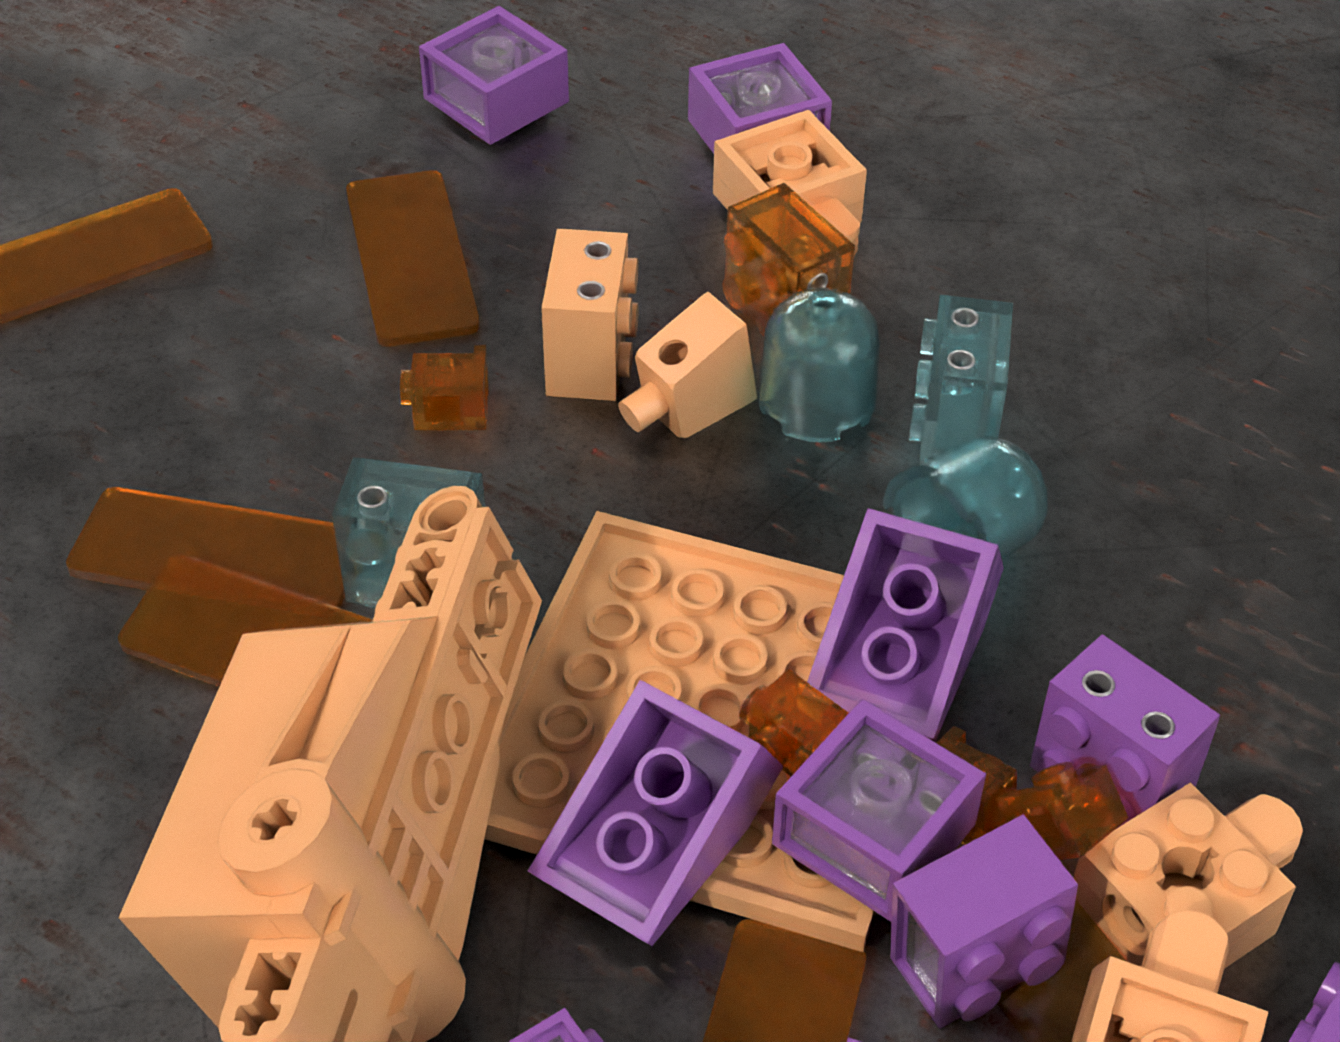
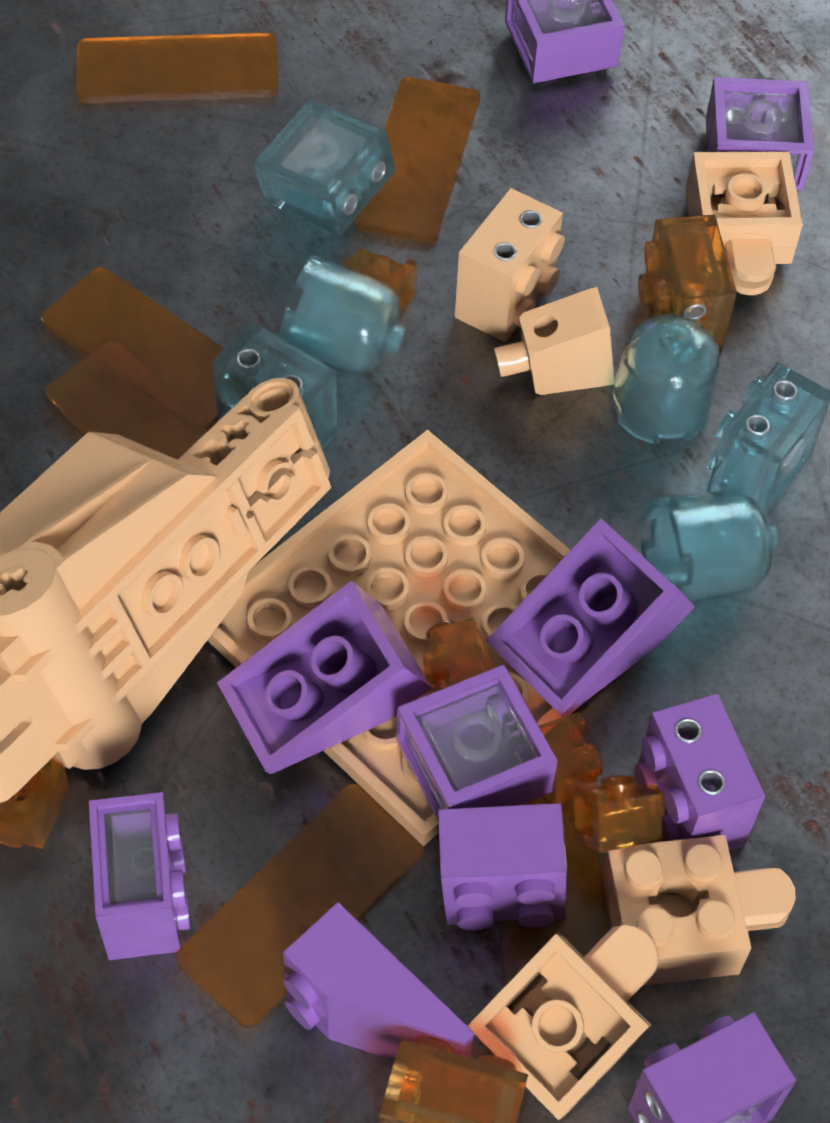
camera: 25 degrees right, 10 degrees up
(321, 290) = (325, 166): none -> clear light blue piece
(441, 421) = (343, 317): none -> clear light blue cylinder

